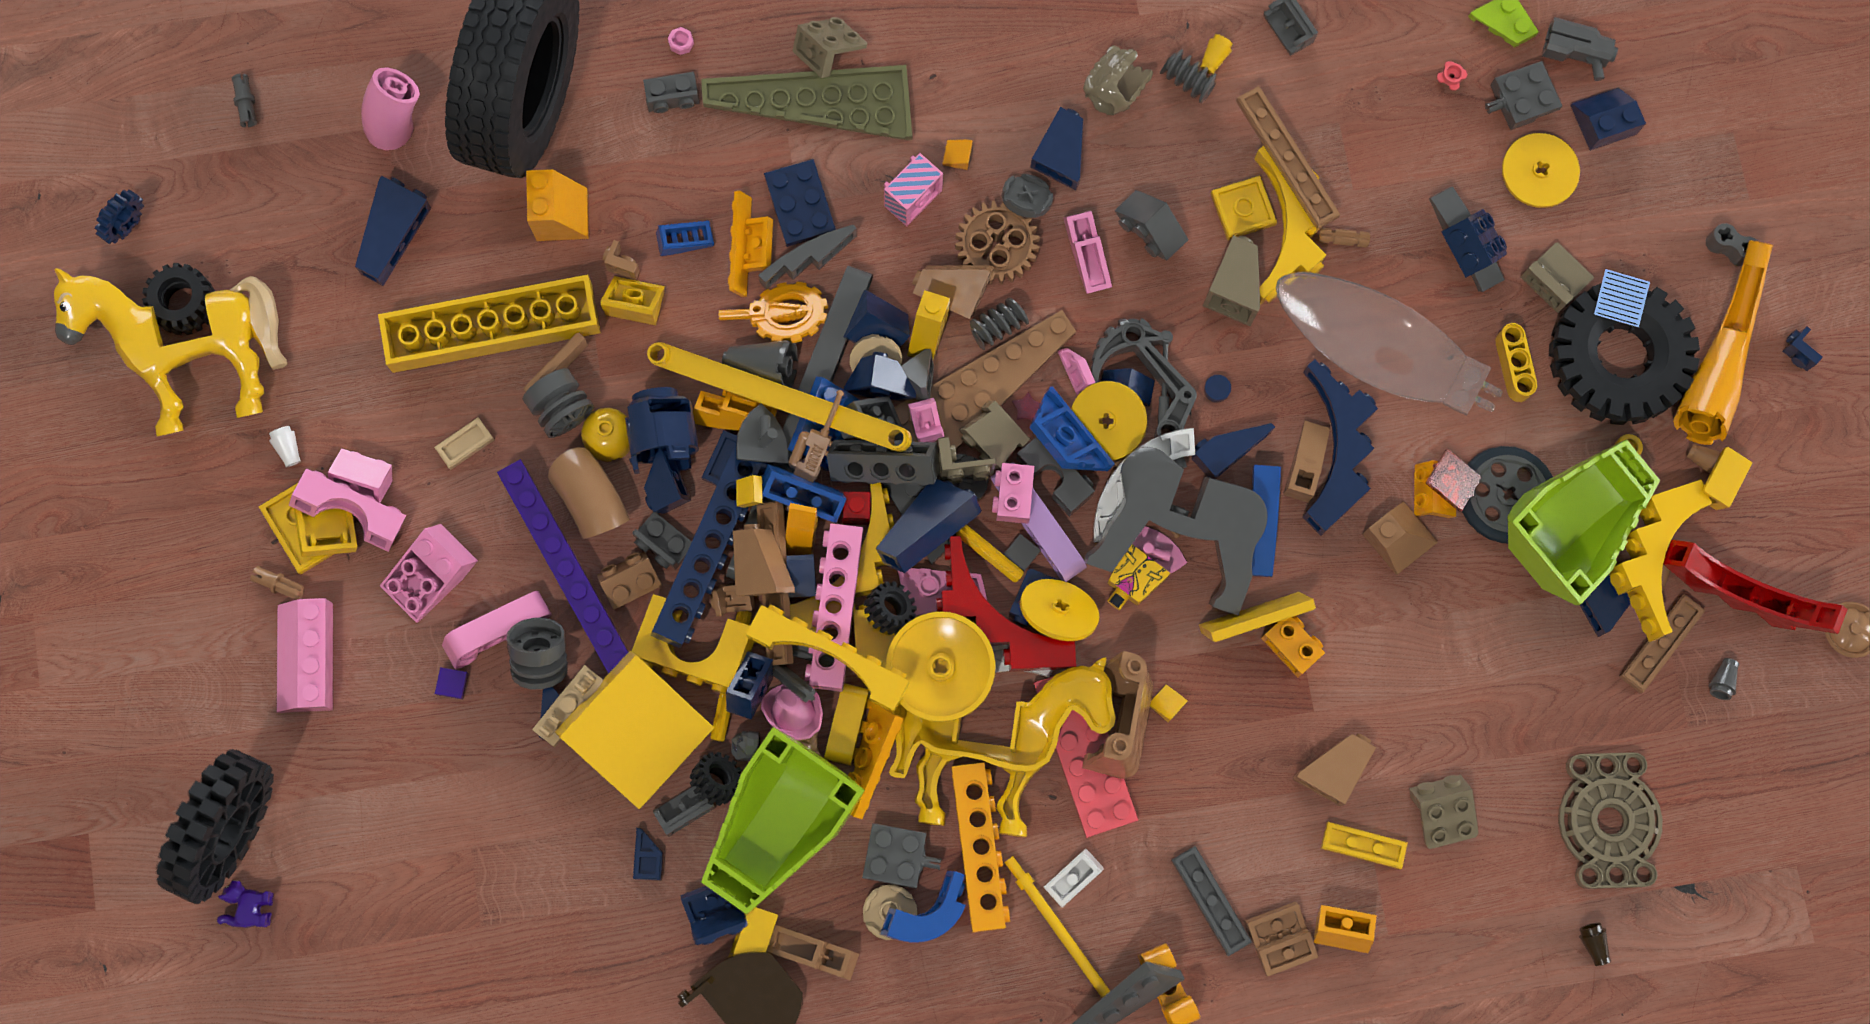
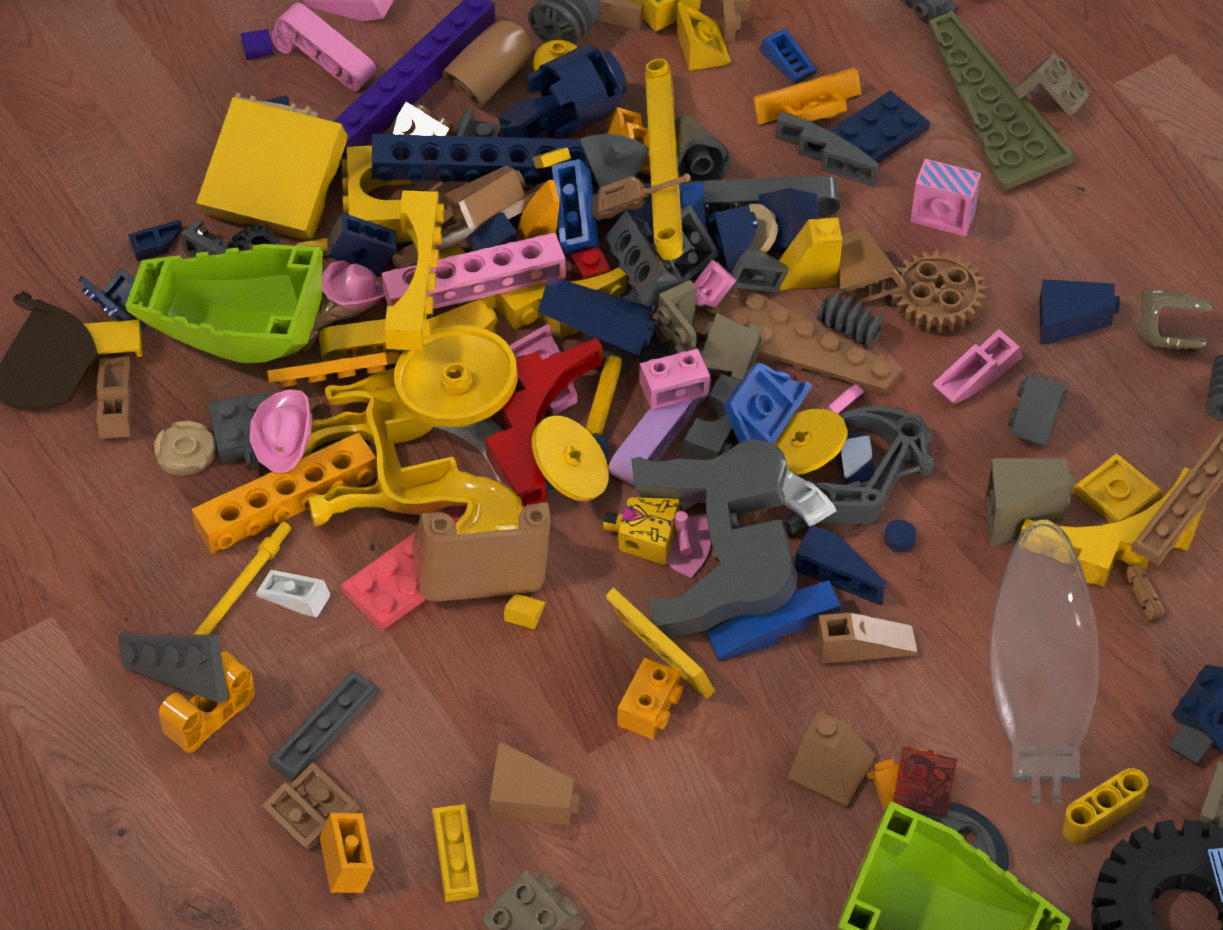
camera: 70 degrees right, 25 degrees down
(537, 653) = (312, 75): dark grey wheel -> none
(771, 310) = (753, 149): light orange bar -> none
(794, 682) = (374, 270): dark grey axle -> none
(879, 612) = (507, 309): black tyre -> none
(930, 826) = (282, 429): none -> bright pink hat
(932, 923) = (185, 475): blue arch -> none
(957, 153) = (1012, 233): light orange slope -> none
(1022, 552) = (619, 426): dark grey tile -> none
(1027, 196) = (1002, 296): dark grey tile -> none
(1350, 447) = (858, 683): dark blue arch -> none

